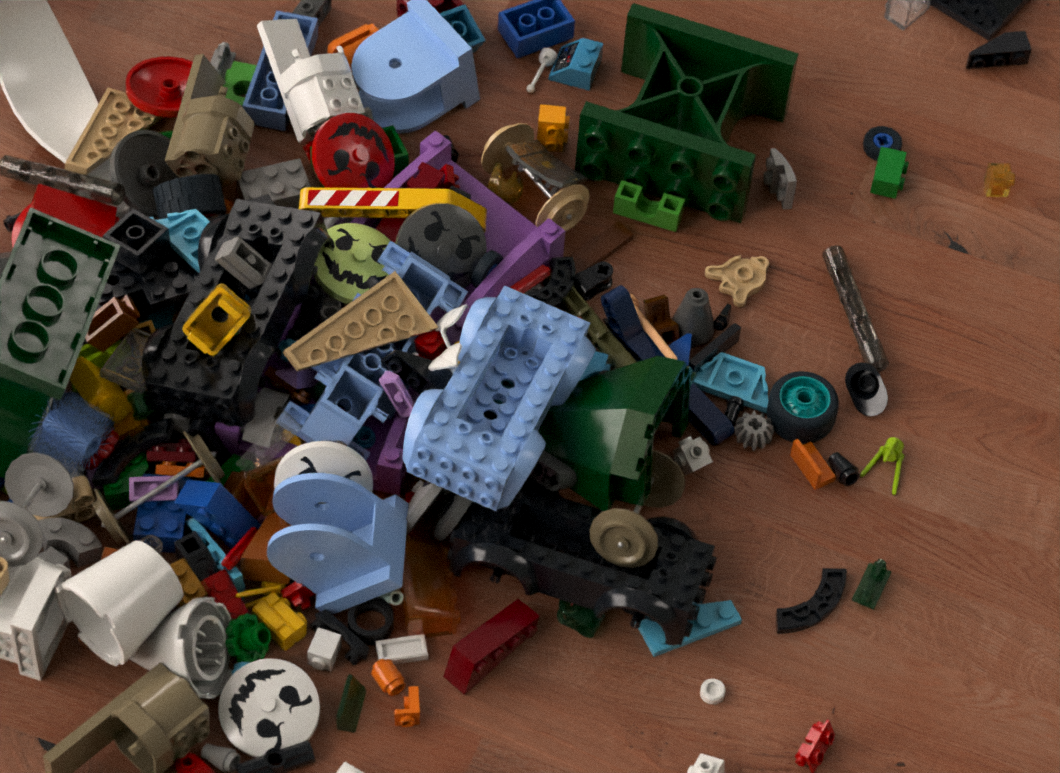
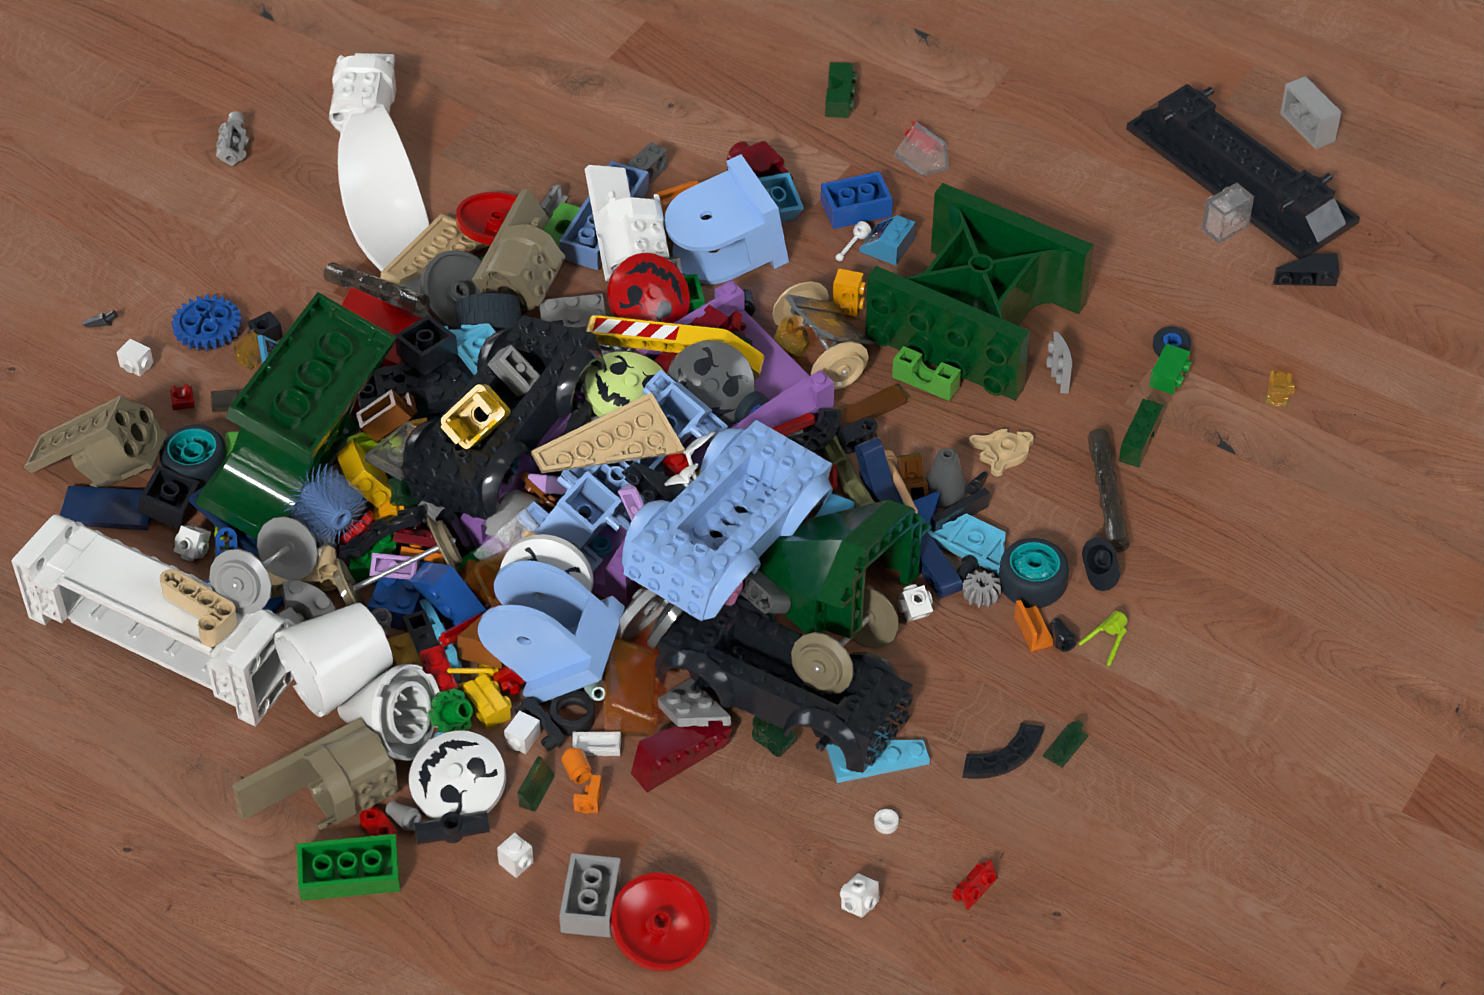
camera: 15 degrees right, 5 degrees down
(494, 600) = (691, 708): none -> light grey wing
(874, 244) = (1139, 432): none -> dark green arch

